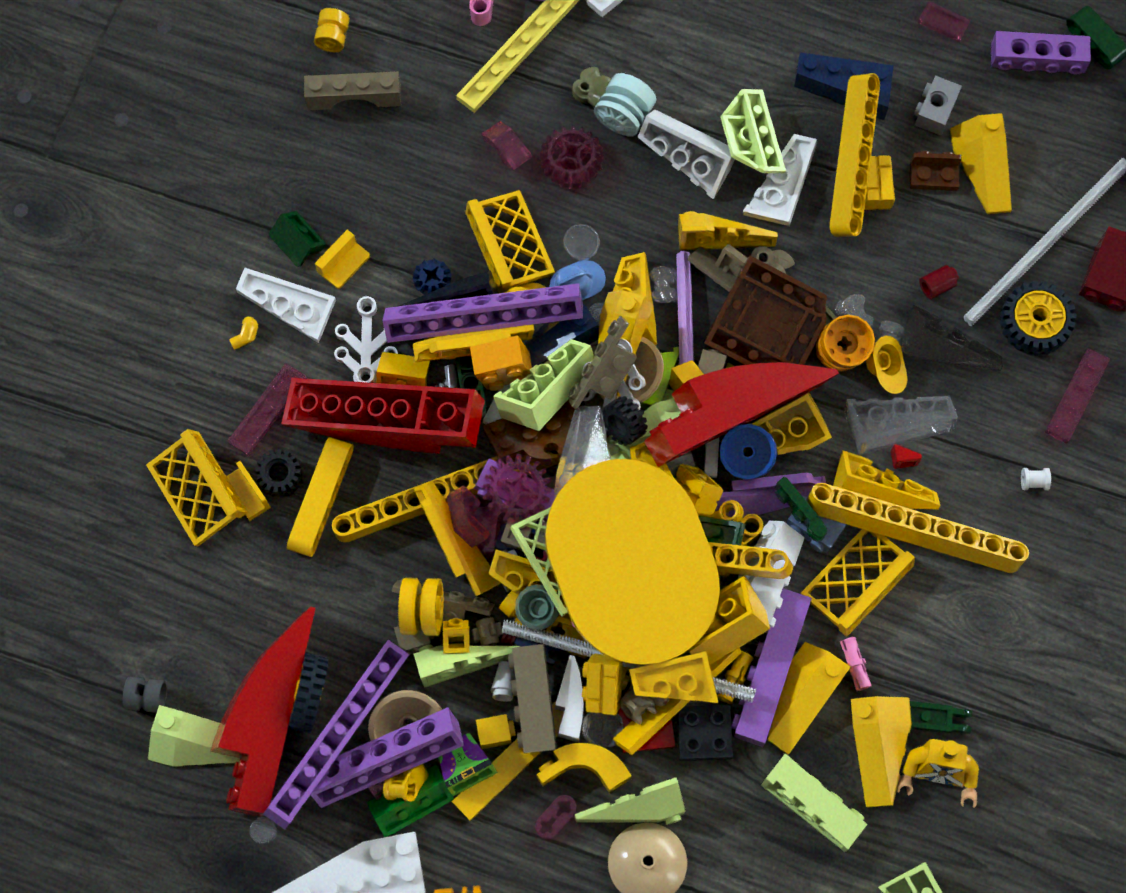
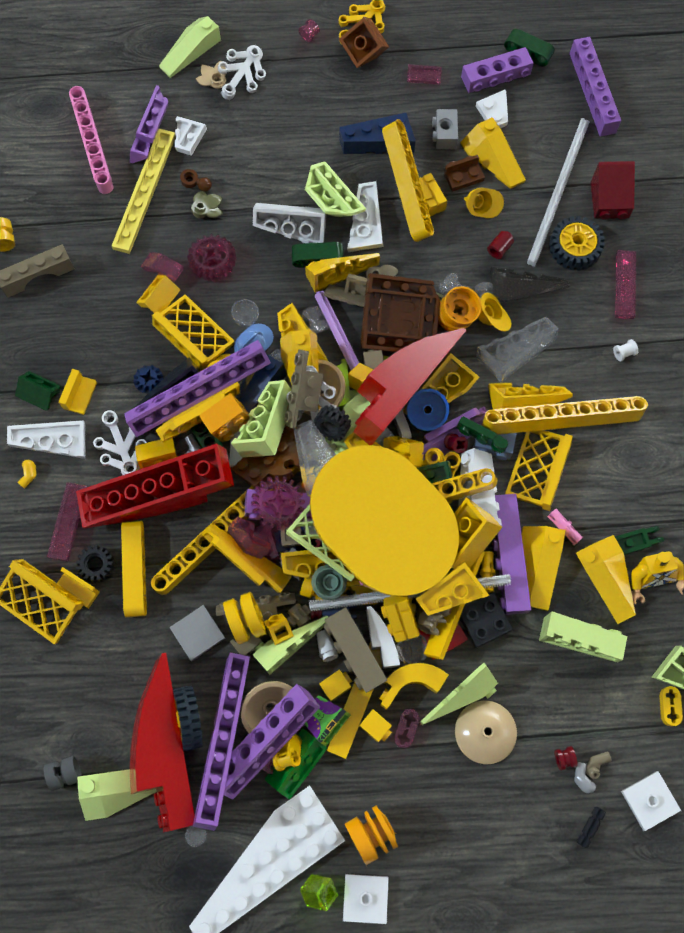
camera: 25 degrees left, 0 degrees up
(361, 602) = (197, 633): none -> light grey tile
(488, 178) = (158, 294): none -> yellow panel
(520, 799) = (376, 726): none -> yellow brick
(602, 59) = (203, 184): none -> reddish brown plate
(625, 104) = (234, 206): light aqua wheel -> none
(688, 197) = (309, 252): none -> dark green beam
(773, 508) = (456, 443): none -> dark red bush
(904, 457) = (532, 371): red slope -> none
(942, 220) = (484, 202): none -> yellow piece
(1014, 102) = (495, 107): none -> white wing

